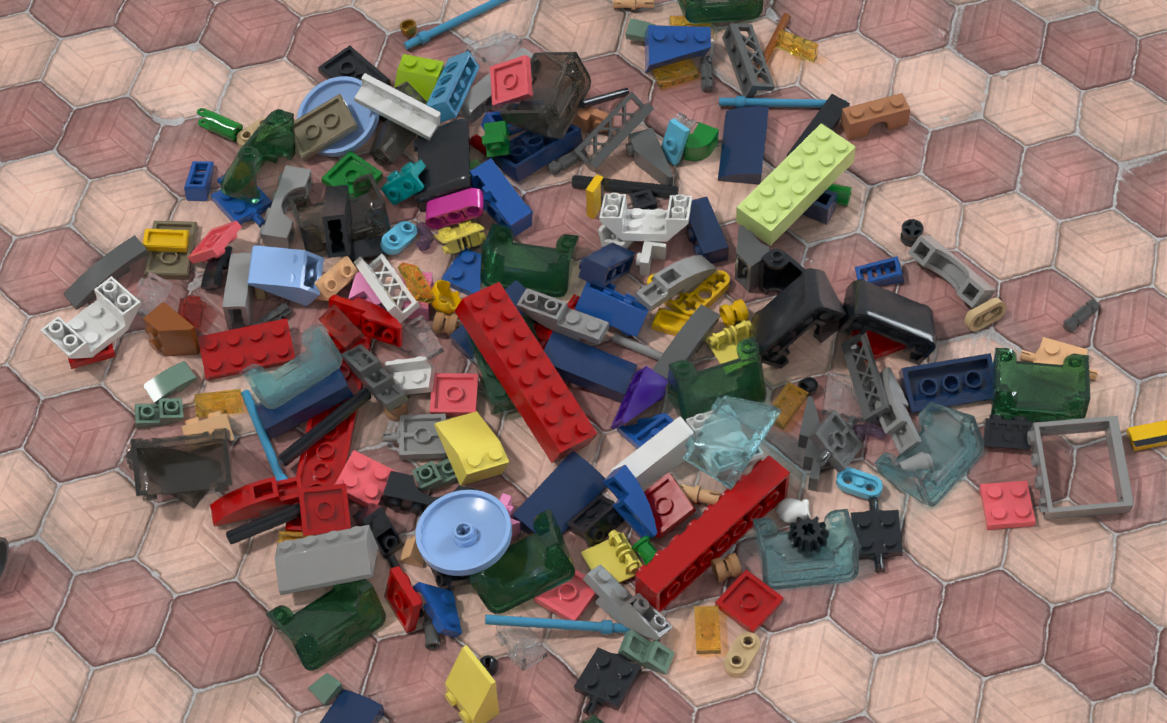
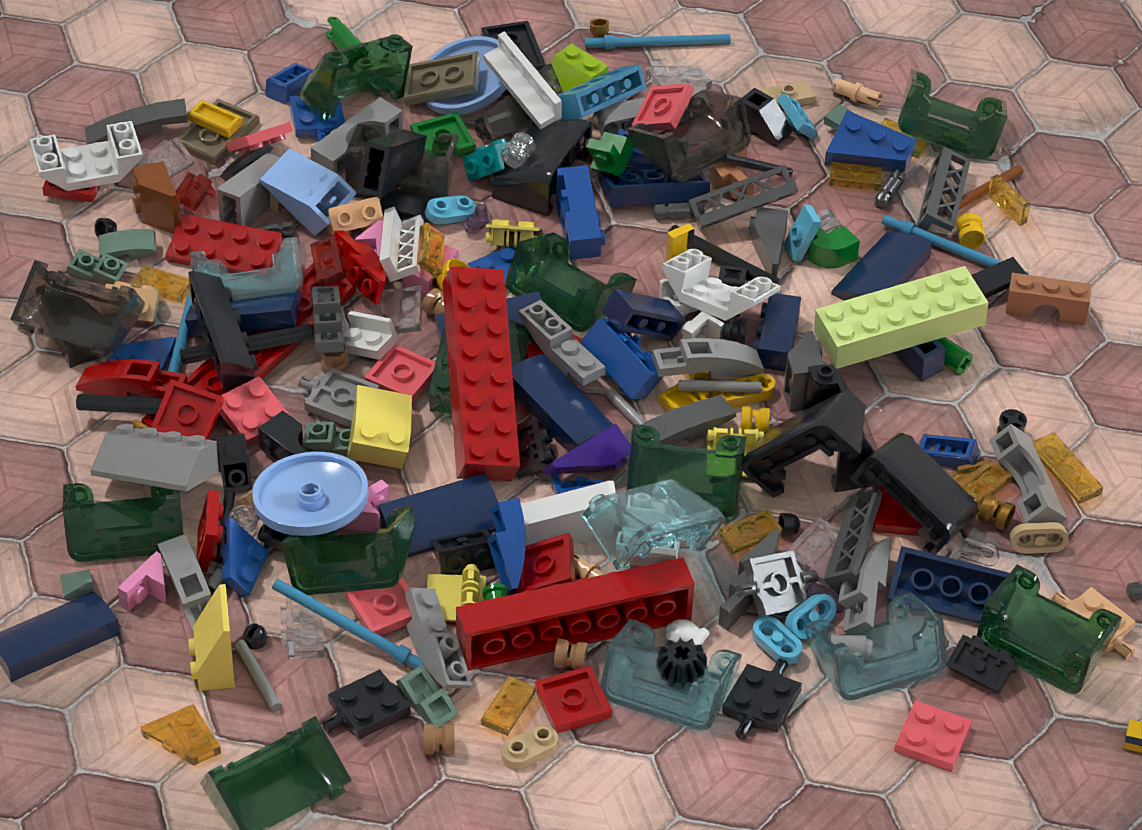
camera: 25 degrees right, 10 degrees down
(139, 374) = (104, 226): none -> black hinge
(249, 469) = (153, 350): none -> blue wing
(307, 428) = (221, 330): none -> black slope
(382, 659) = (144, 581): none -> bright pink slope
(413, 646) = (185, 576): none -> light grey slope
(421, 573) = (246, 518): none -> clear wheel
(429, 167) = (518, 150): none -> clear wheel
(454, 208) = (524, 202): dark pink beam -> none
(519, 701) = (258, 675): none -> light grey bar
(584, 26) = (798, 91): none -> tan plate
(589, 53) = (766, 116): none -> black slope
(596, 414) = (534, 448): none -> black bracket
(604, 42) = (796, 116): none -> medium azure plate
(675, 245) = (735, 330): none -> black wheel
(677, 682) = (439, 739): none -> medium nougat wheel
(697, 295) = (719, 386): none -> light grey bar
(788, 86) = (970, 230): none -> yellow wheel
(871, 449) = (807, 613): none -> medium azure plate
(917, 285) = (981, 479): none -> clear yellow wing
(938, 307) = (996, 512): none -> pearl gold wheel
(950, 341) = (980, 548): none -> clear piece
(969, 249) = (1067, 468): none -> clear yellow plate
(1117, 459) = (1053, 682): light grey window -> none

